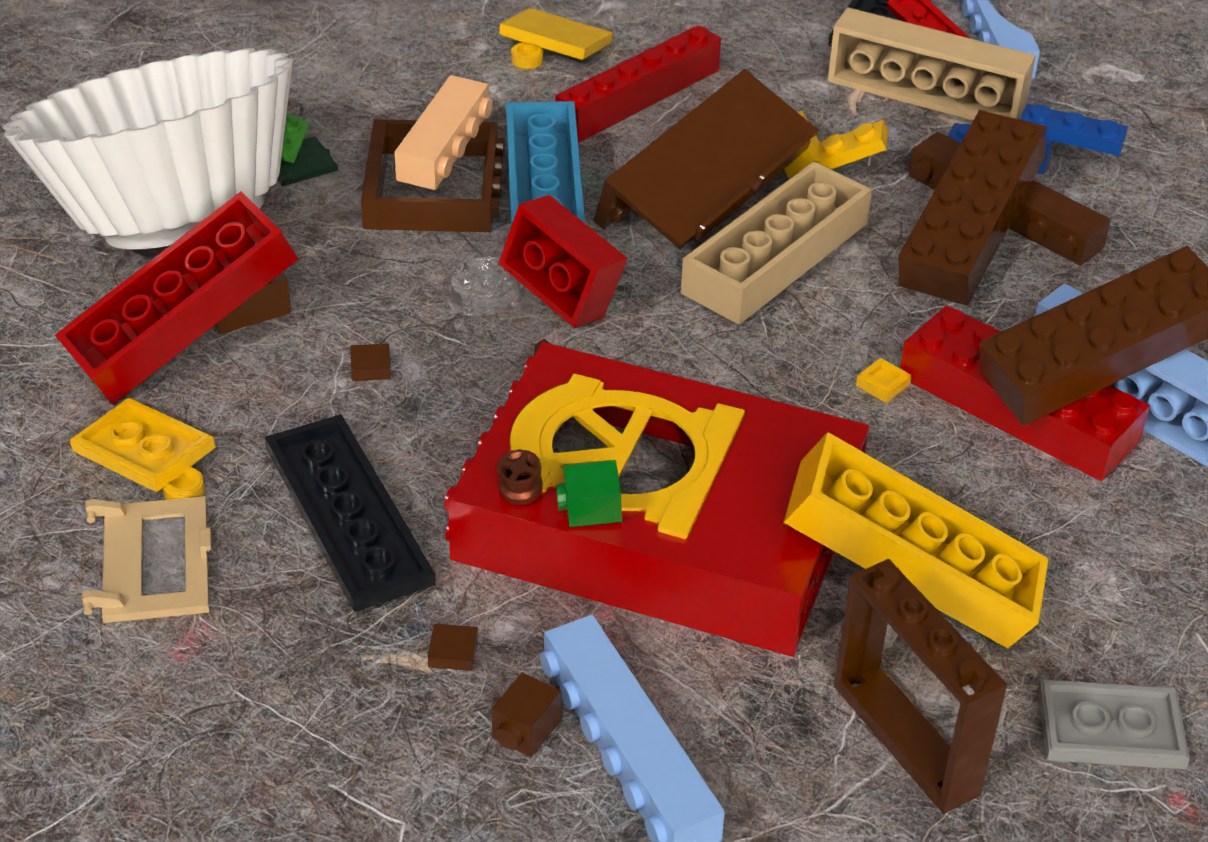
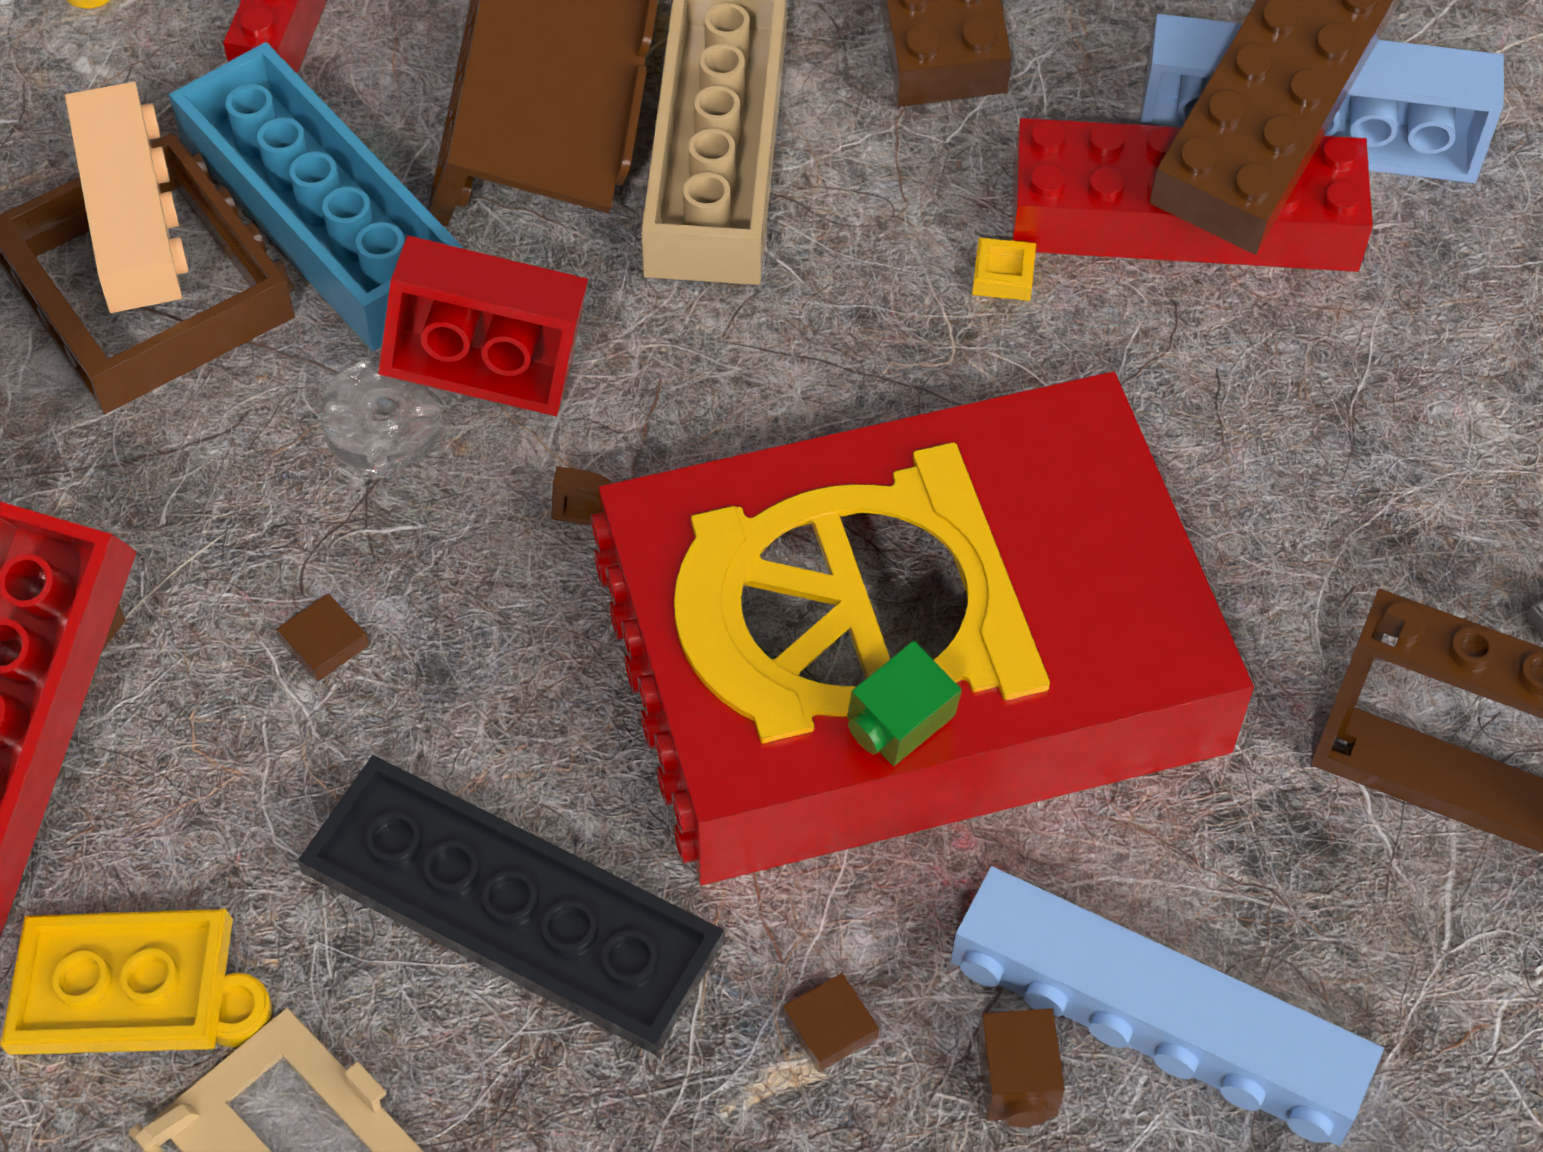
camera: 35 degrees left, 15 degrees up
(512, 469) = (785, 718): copper wheel -> none
(943, 550) = (1302, 513): yellow brick -> none

